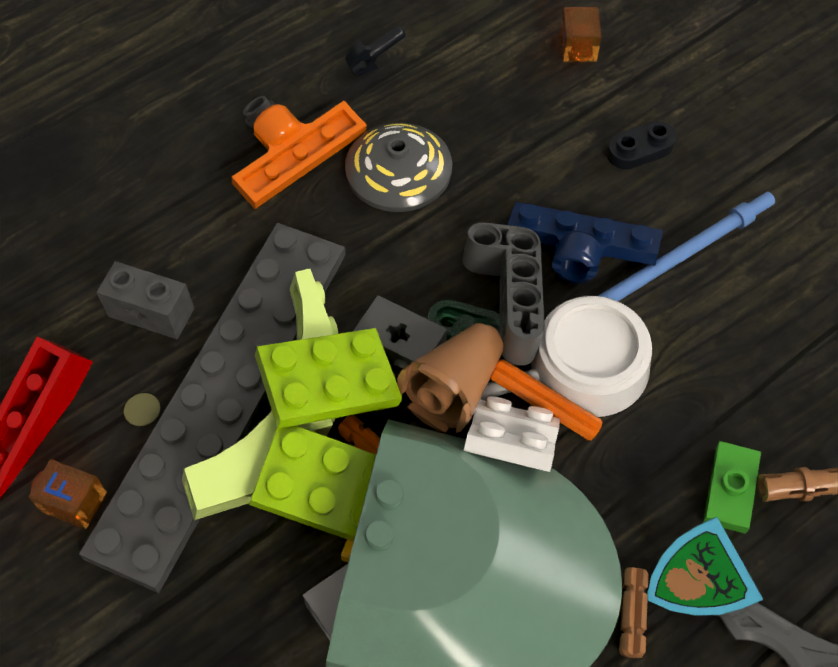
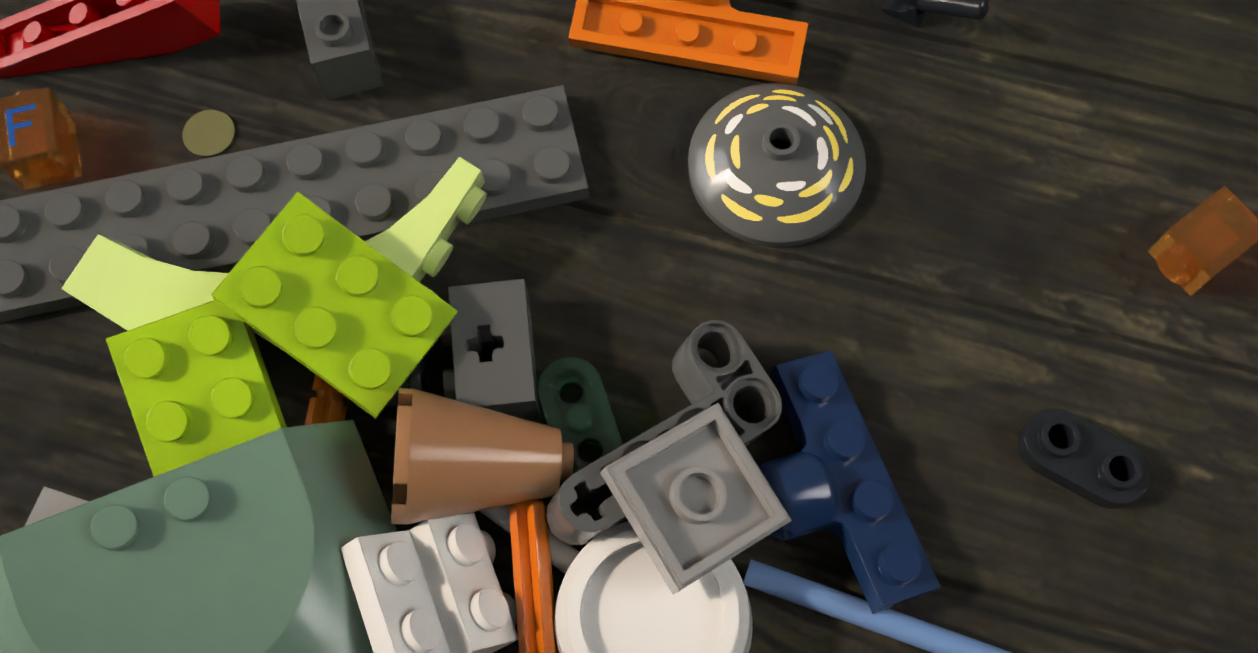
camera: 55 degrees right, 10 degrees up
(556, 284) = (695, 497): none -> light grey tile

